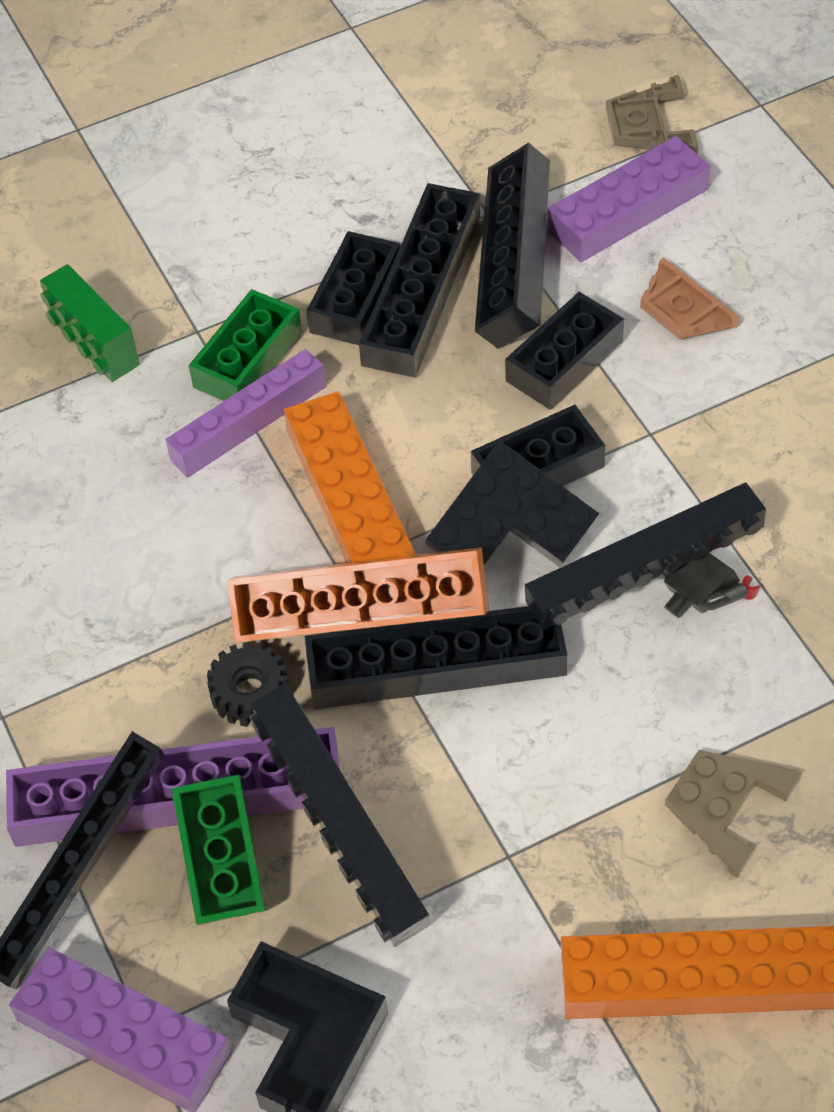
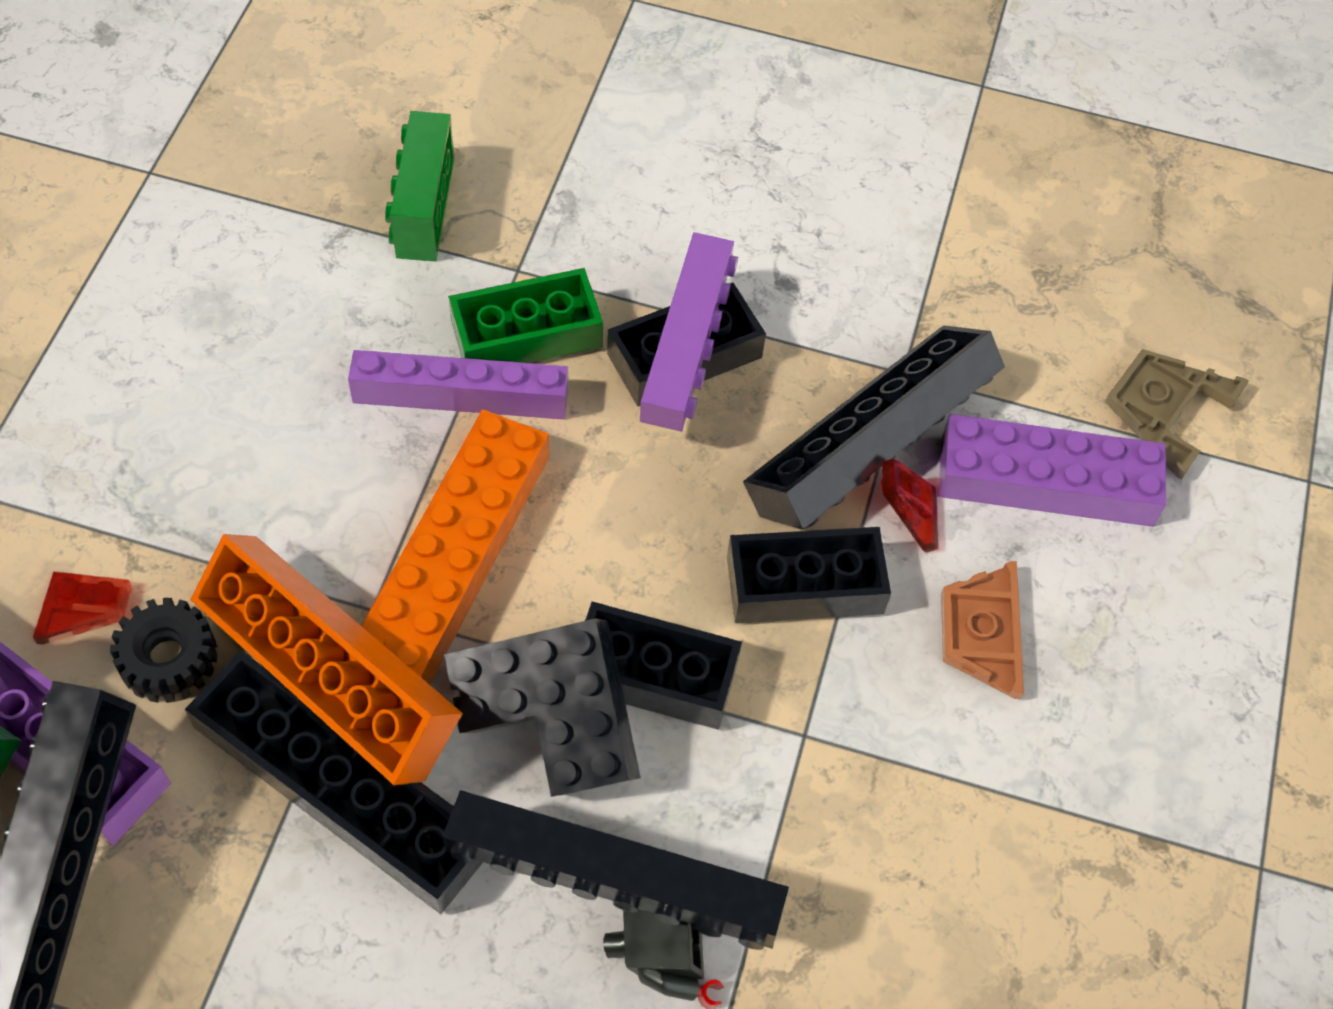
camera: 35 degrees right, 5 degrees up
(162, 707) = (80, 603): none -> clear red wing
(360, 272) = (687, 333): none -> medium lavender brick
(420, 280) = (765, 384): black brick -> none
(574, 268) = (912, 501): none -> clear red wing

